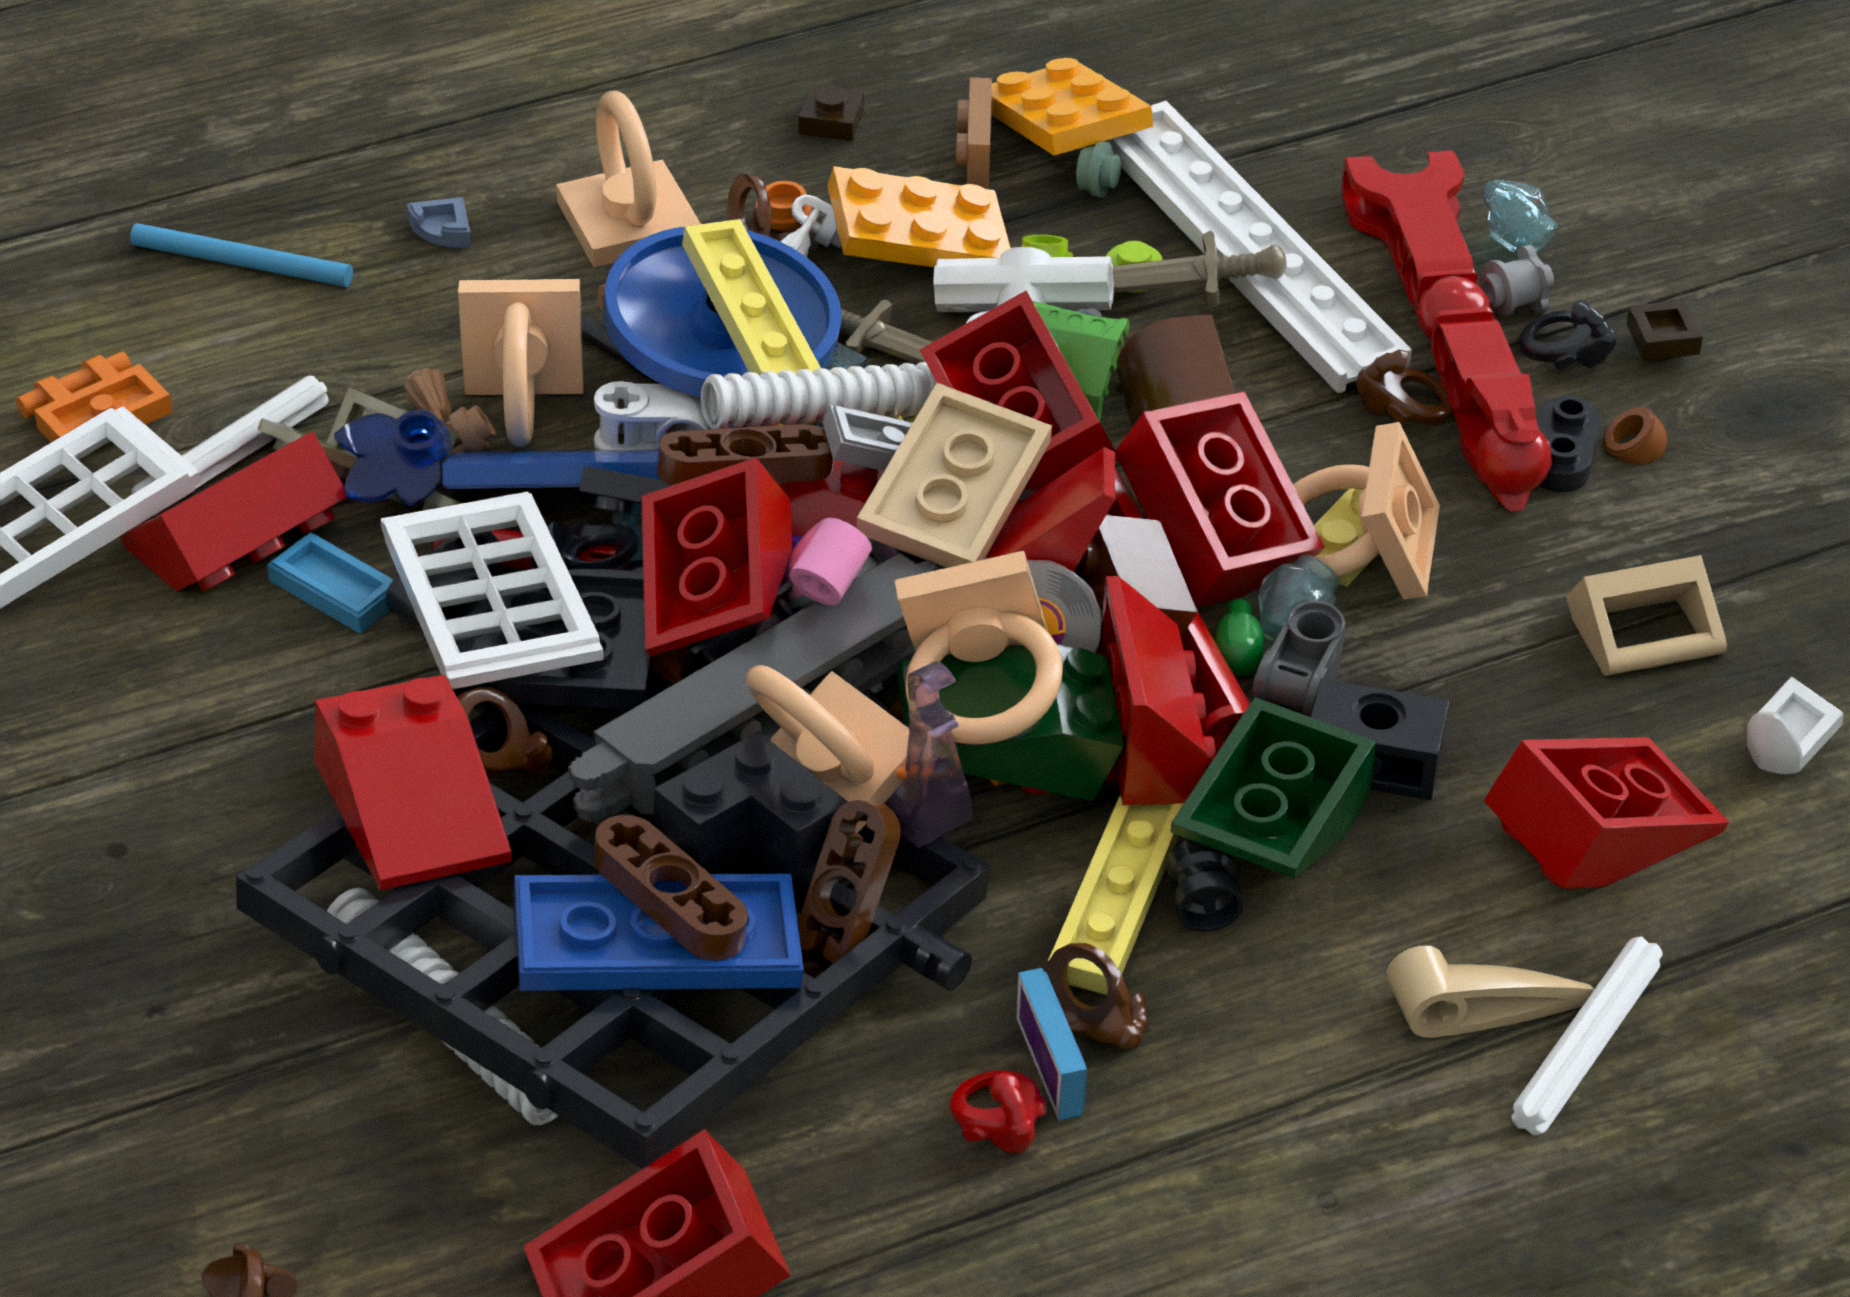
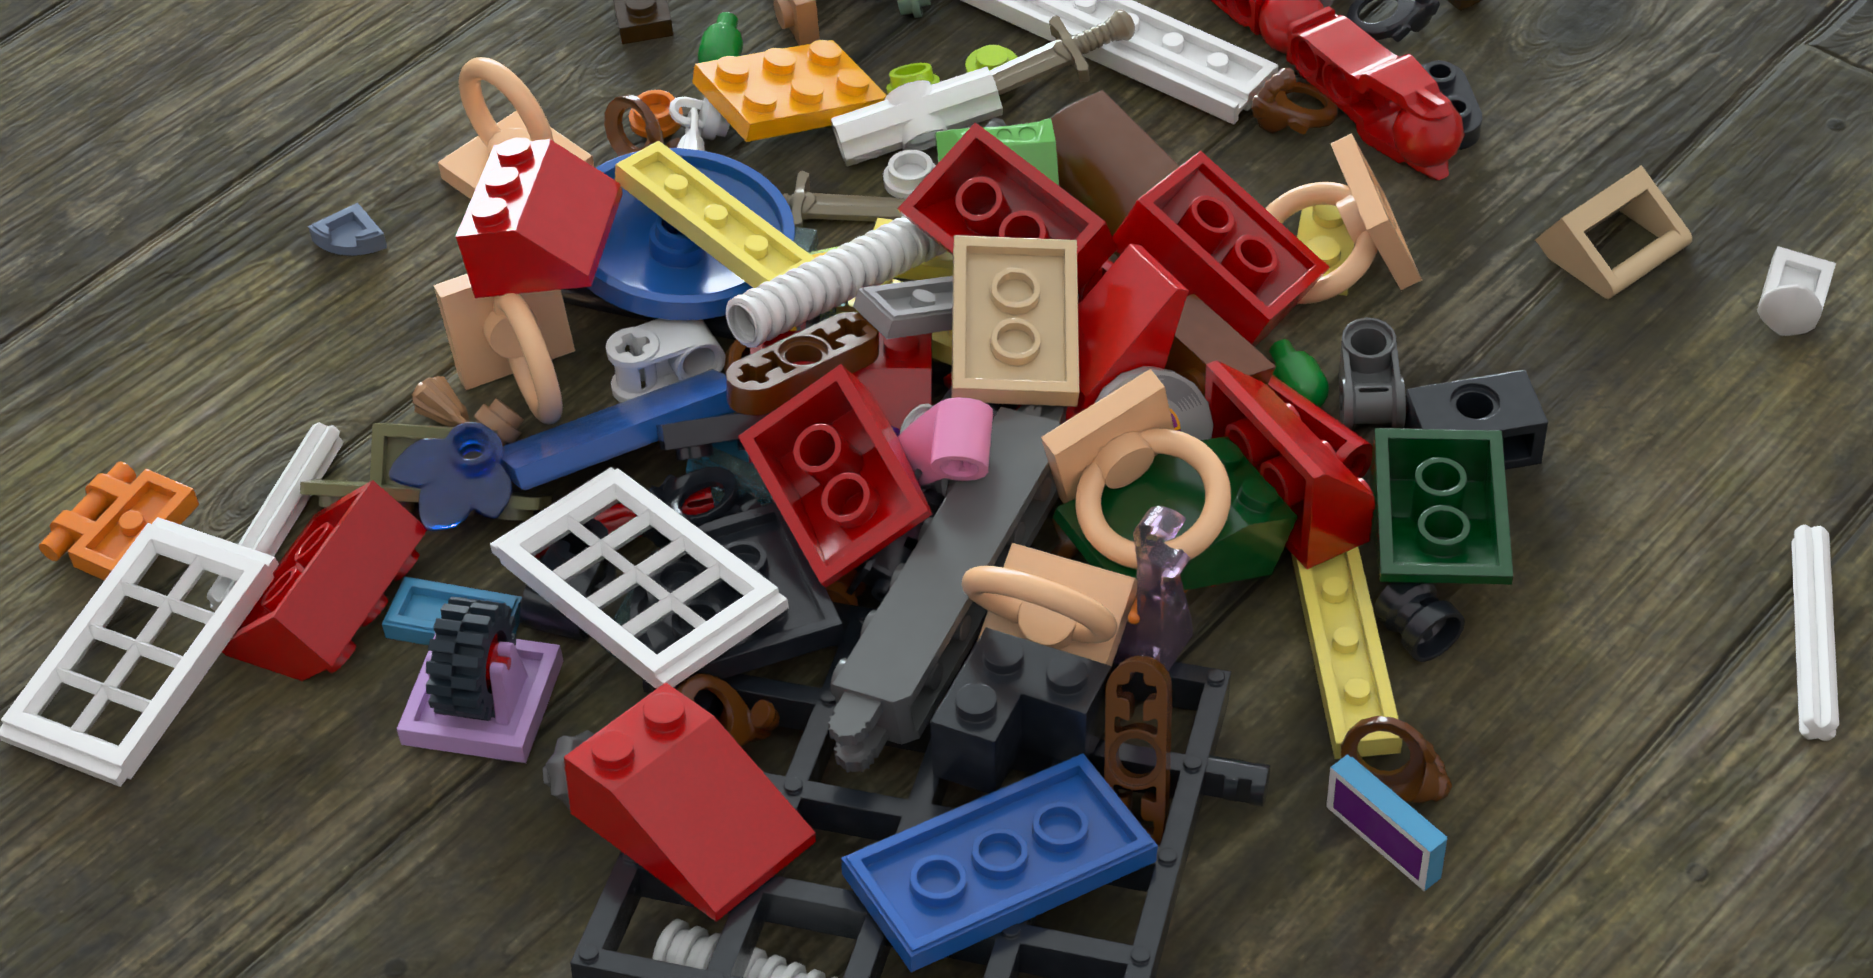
camera: 20 degrees left, 5 degrees up
(241, 255) = (175, 327): dark azure bar -> none
(314, 634) = (480, 685): none -> plate
(575, 248) = (536, 220): none -> red slope
(674, 912) = (1009, 837): reddish brown beam -> none
(889, 155) = (721, 39): none -> green cylinder
(1006, 1126) = (1397, 918): red piece -> none
(1291, 585) = (1324, 317): clear light blue rock -> none
(1473, 997) = (1702, 631): tan piece -> none
(1599, 807) = (1694, 422): red slope -> none
(1646, 446) = (1498, 64): dark orange piece -> none

